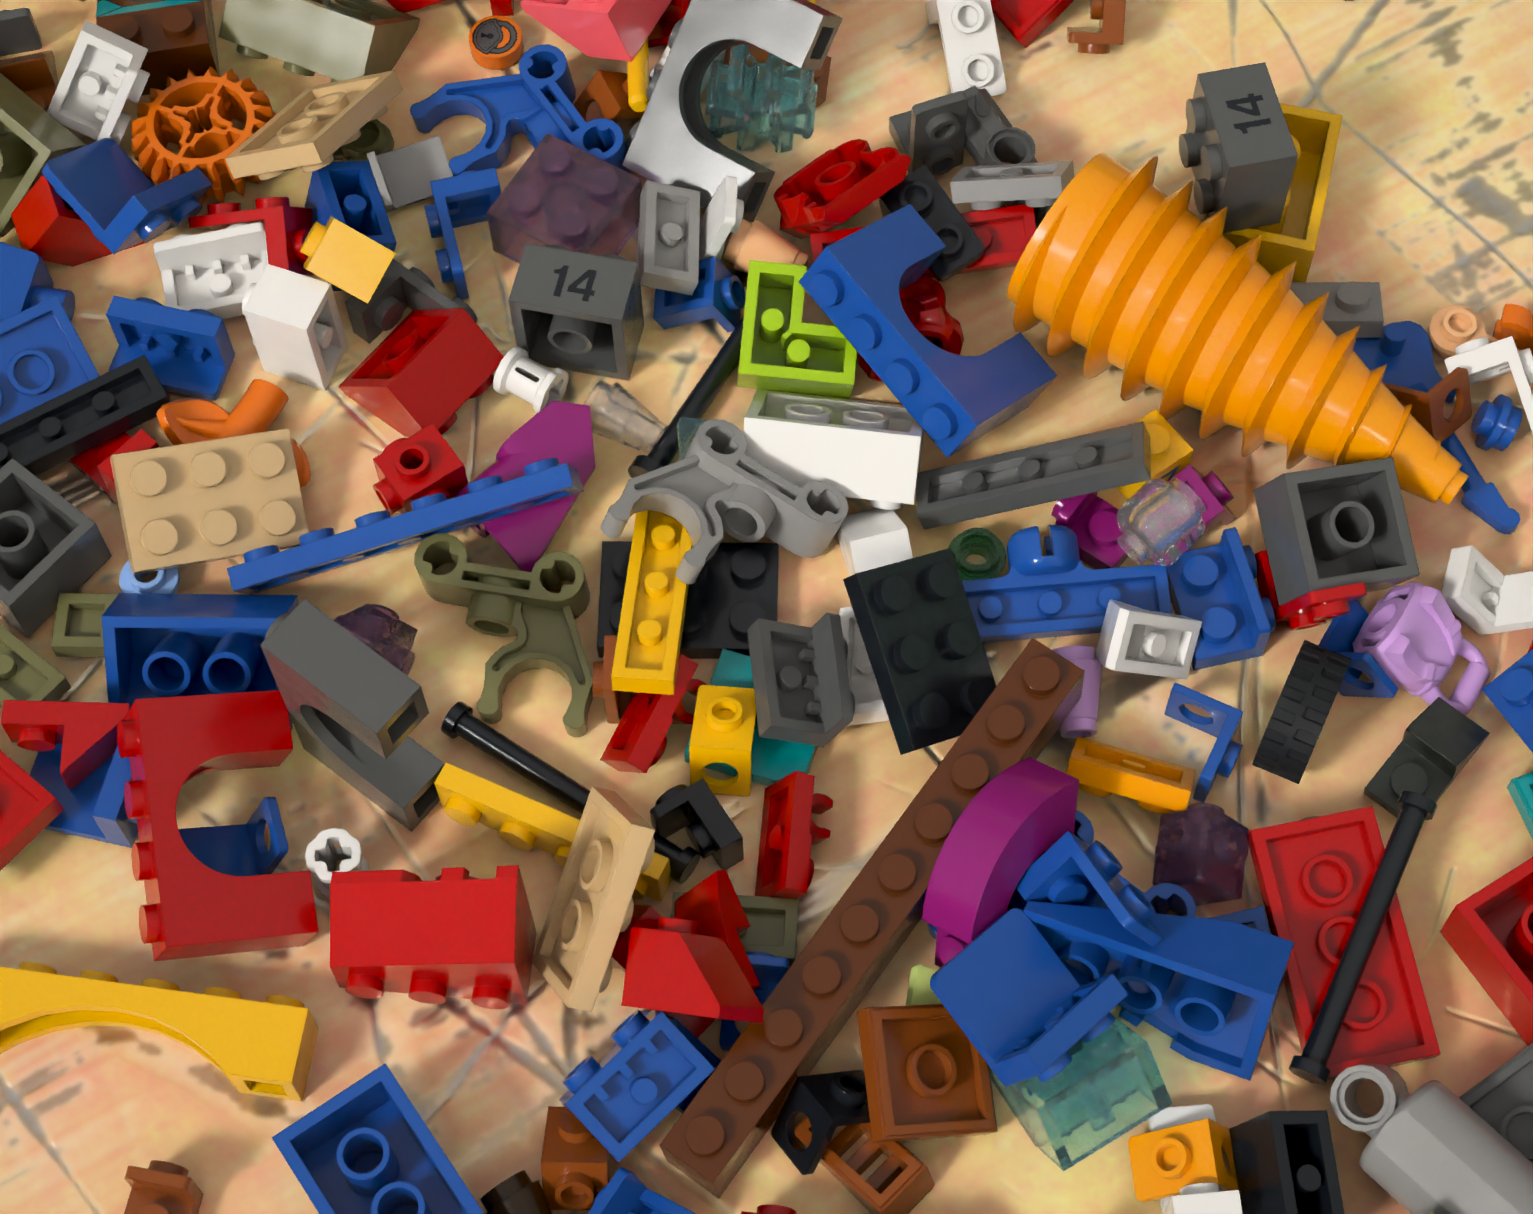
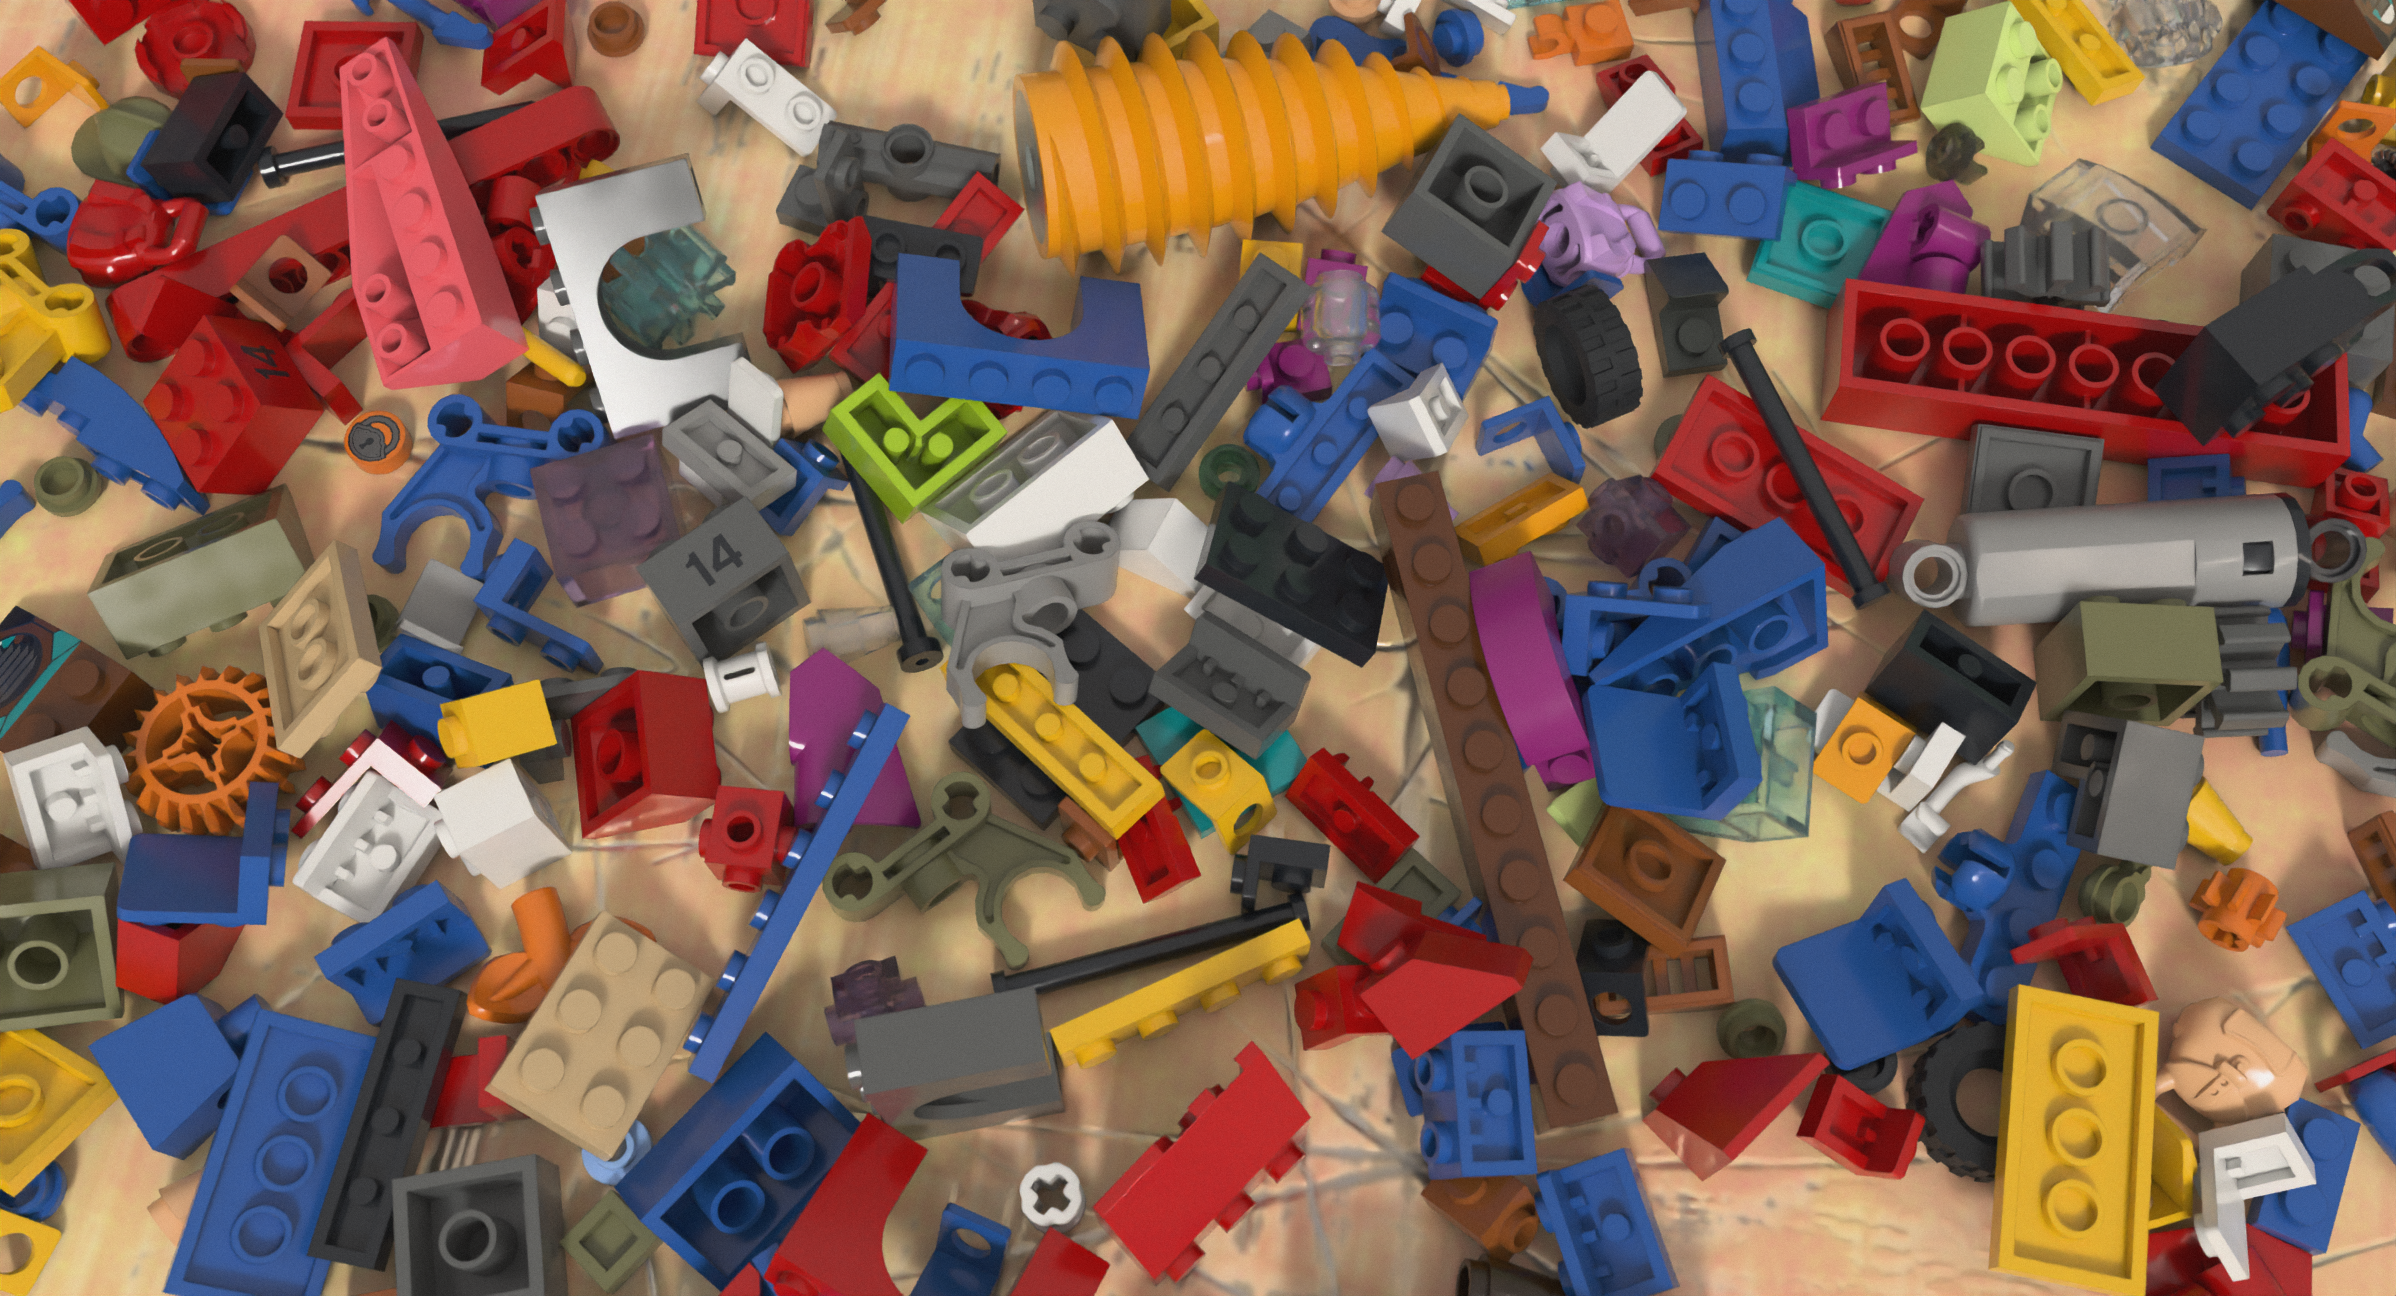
camera: 50 degrees left, 5 degrees up
(593, 899) = (1297, 1002): tan plate -> none
(991, 185) = (936, 179): light grey plate -> none

